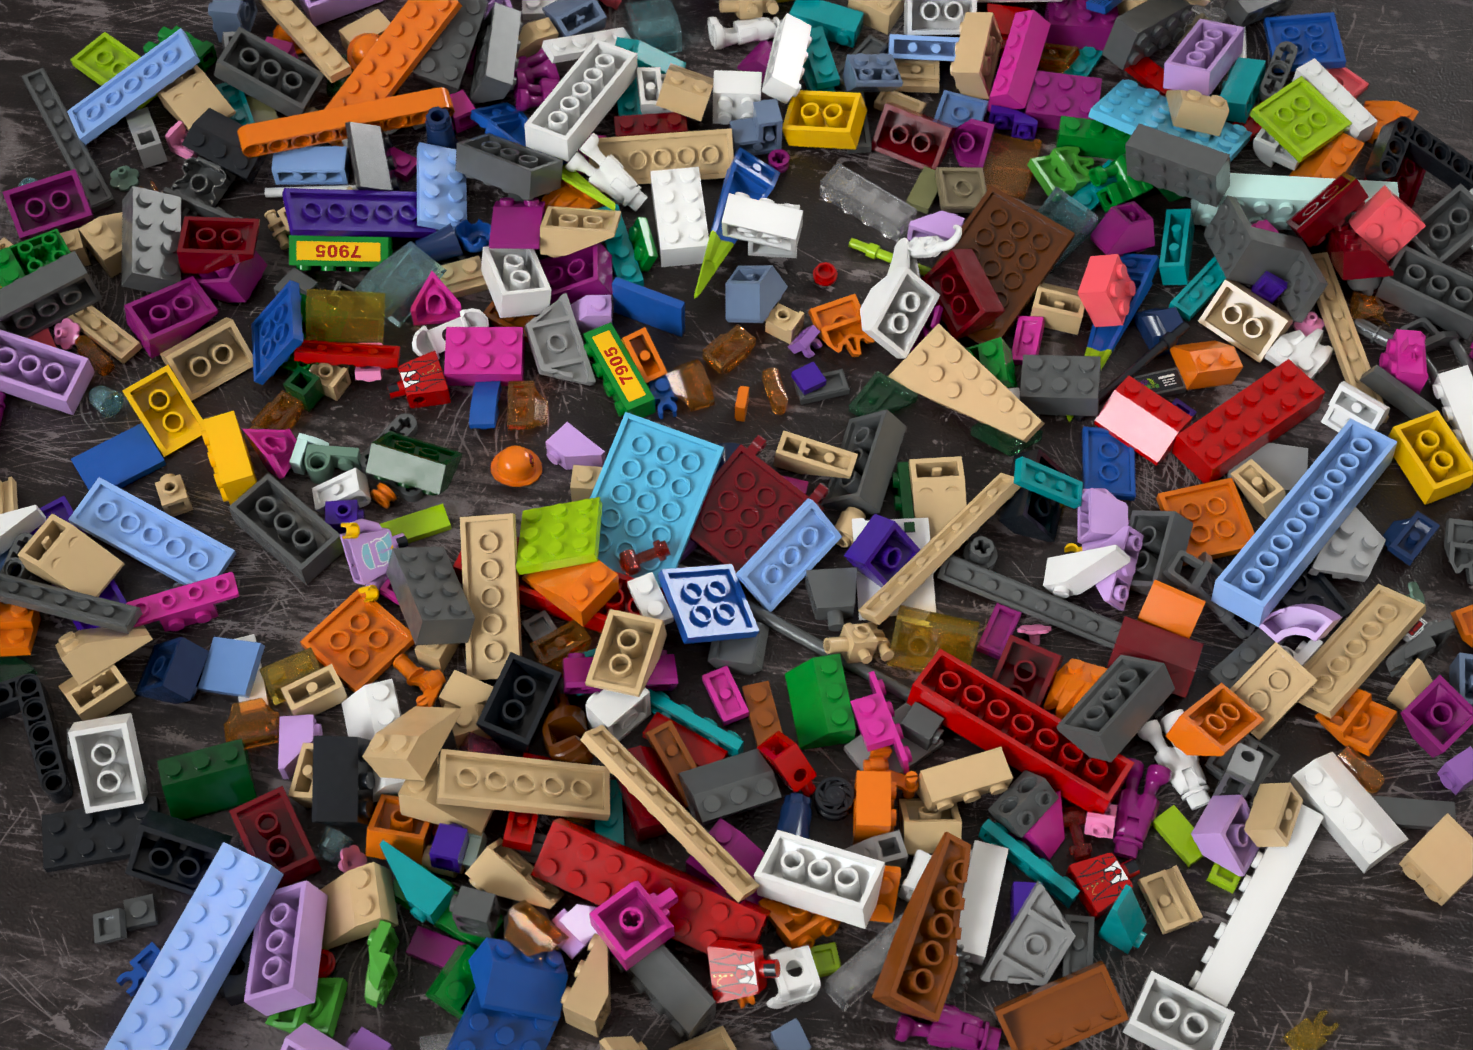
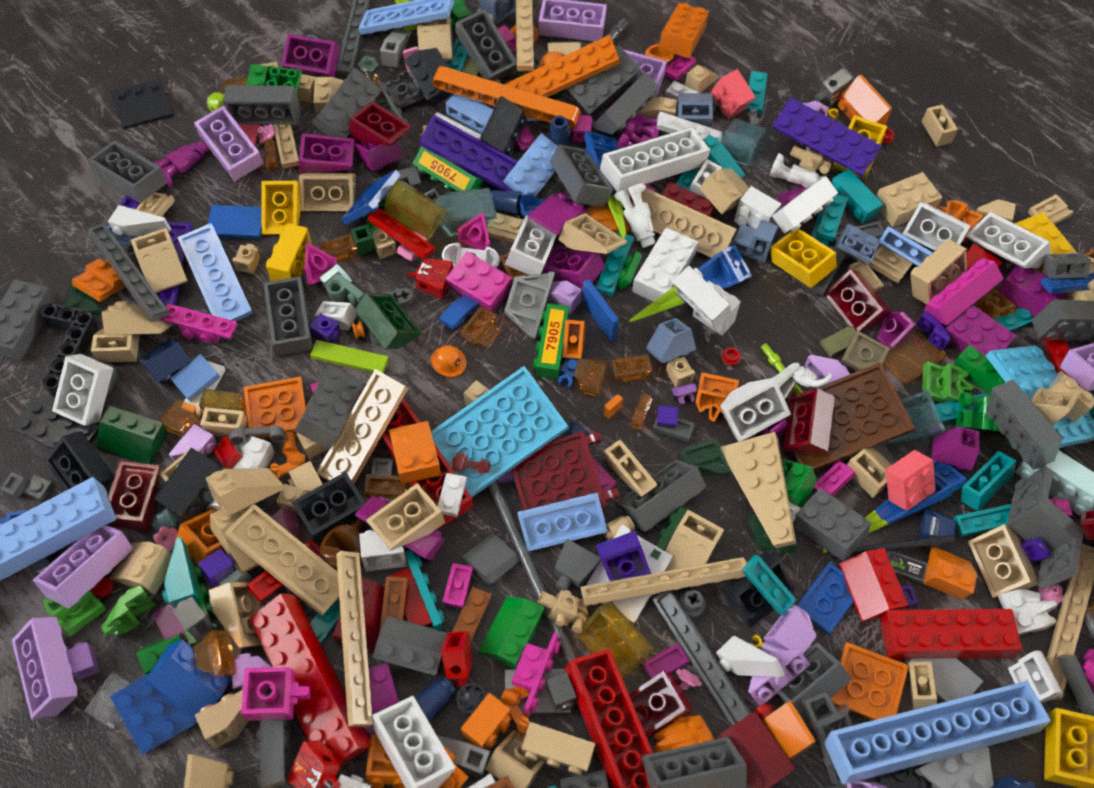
camera: 35 degrees right, 0 degrees up
(106, 400) = (254, 183): clear light blue hat -> none
(347, 723) = (227, 453): none -> red tile
(368, 554) = (319, 354): lavender torso -> none
(389, 664) = (276, 433): none -> flat silver bar
(559, 536) = (427, 418): lime plate -> none
(572, 448) = (486, 369): lavender slope -> none
(708, 603) = (486, 519): plate -> none
(784, 158) = (757, 262): magenta bush -> none
(867, 202) = (793, 326): clear brick -> none
(959, 108) = (904, 300): medium blue tile -> none
(1131, 610) = (764, 710): none -> red plate
(1194, 123) = (1055, 403): none -> tan slope

